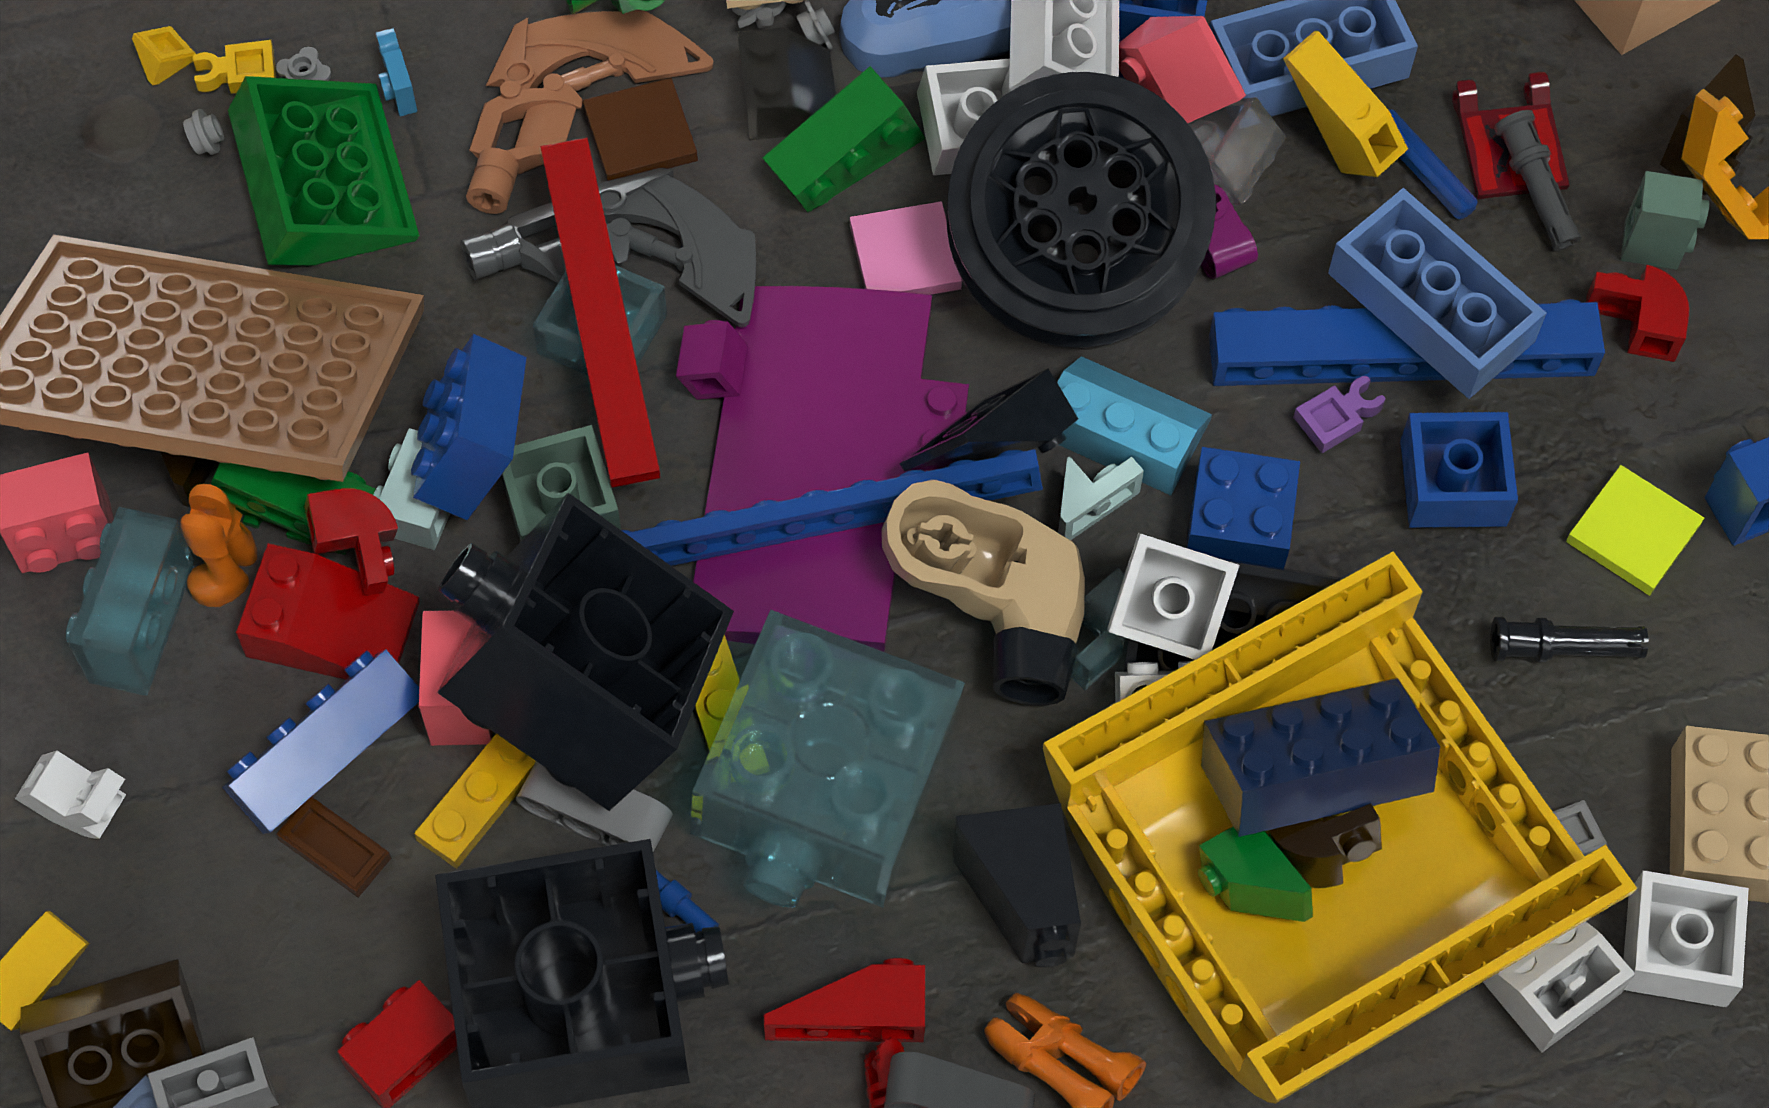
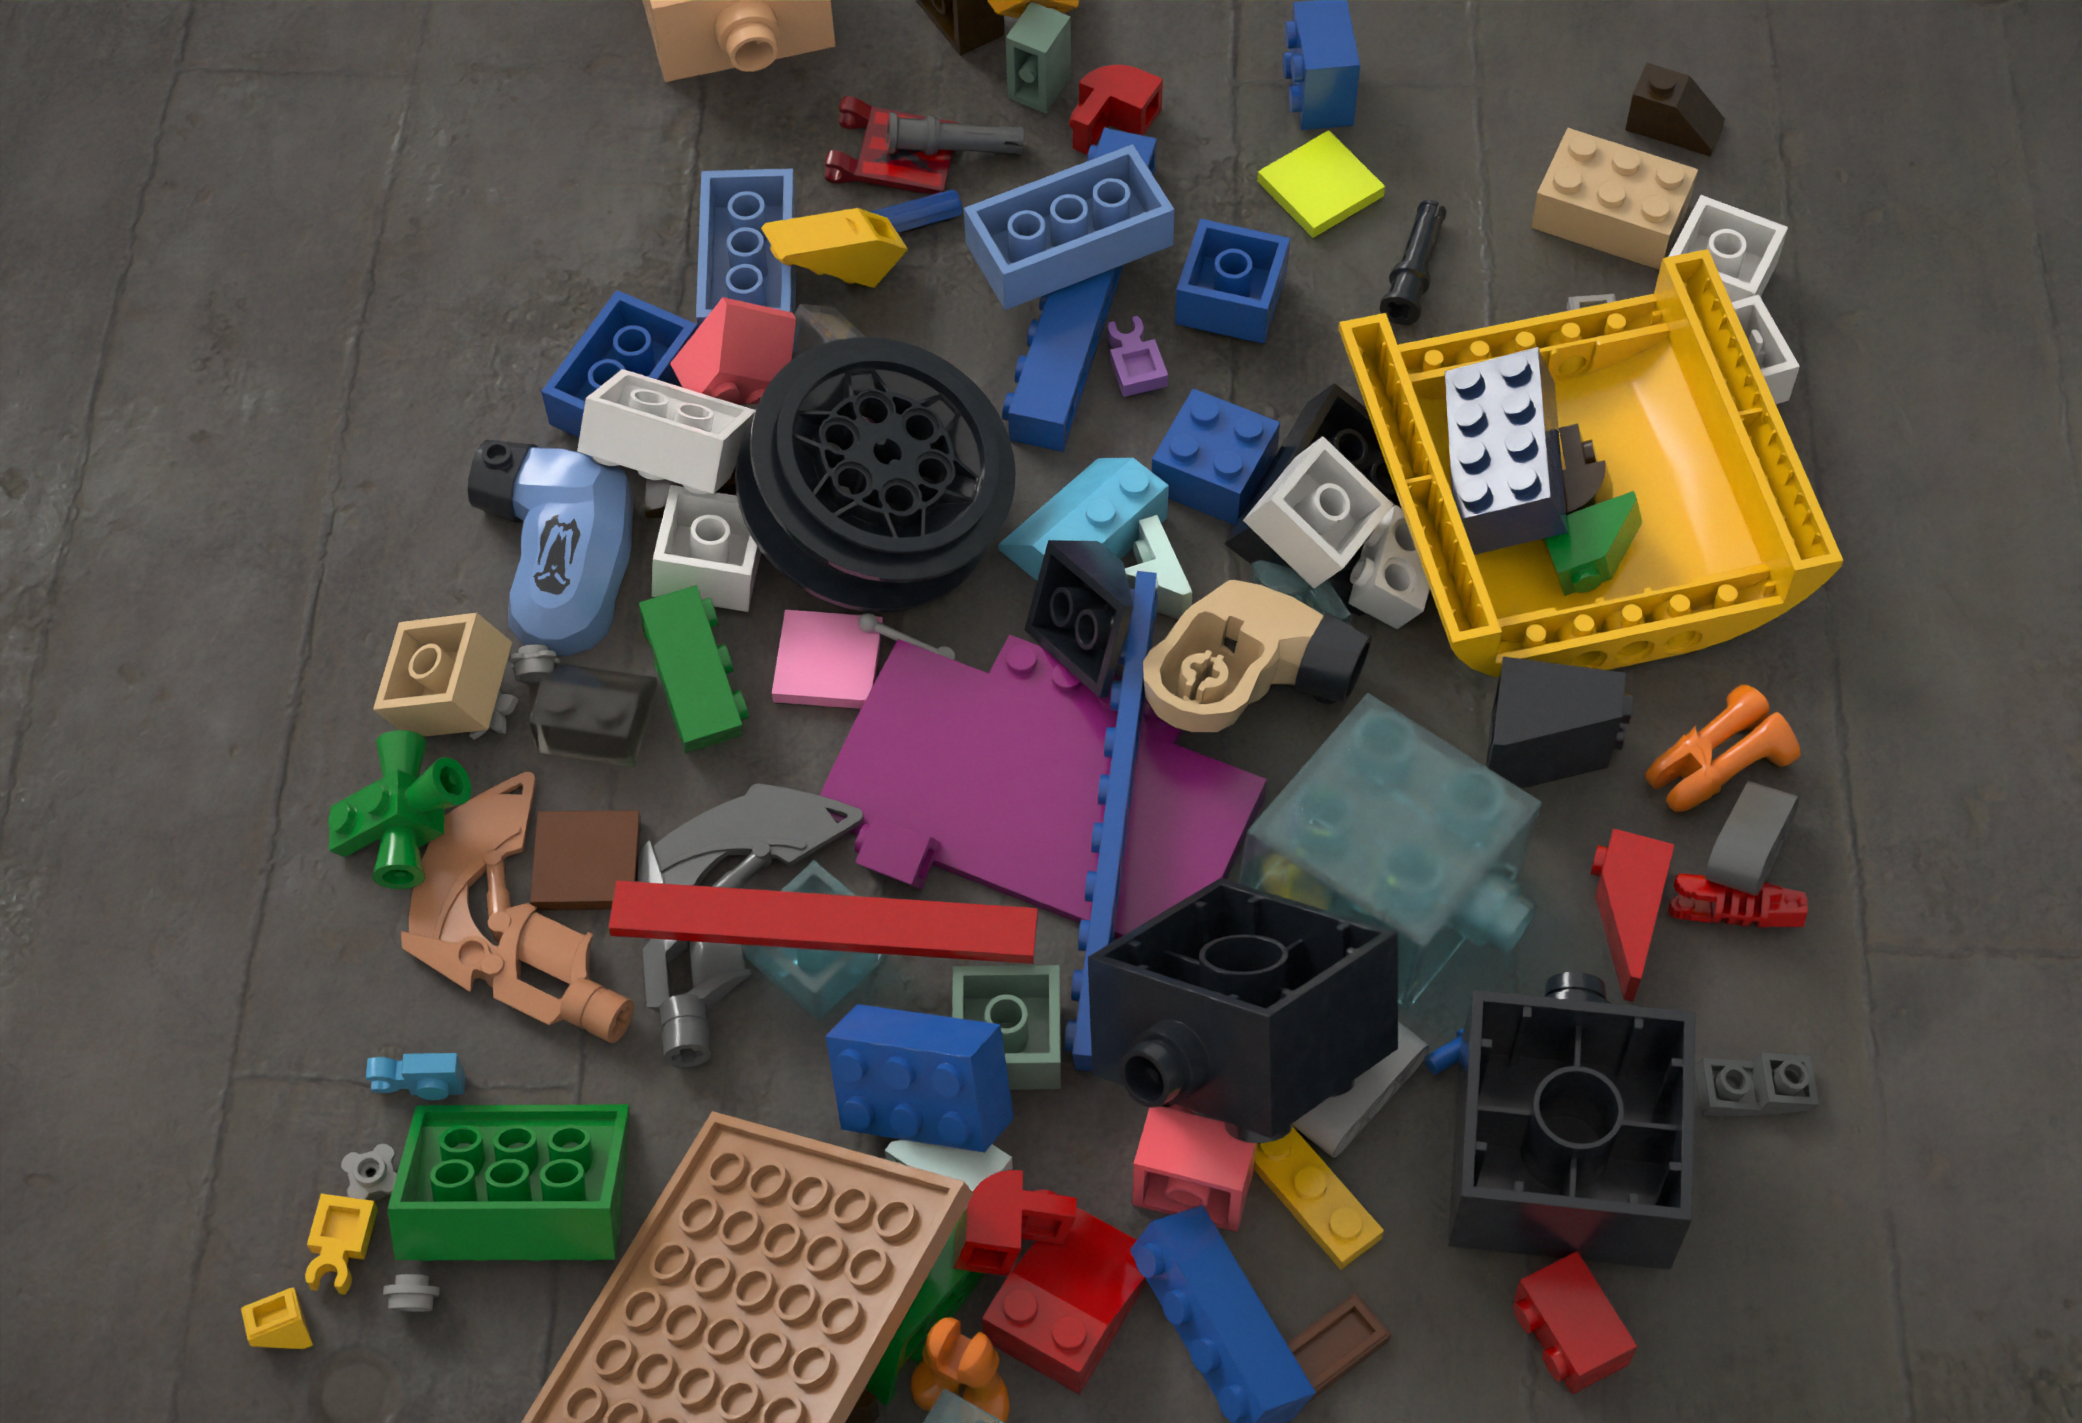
camera: 70 degrees left, 5 degrees down
(943, 346) = (869, 623): none -> light grey hinge

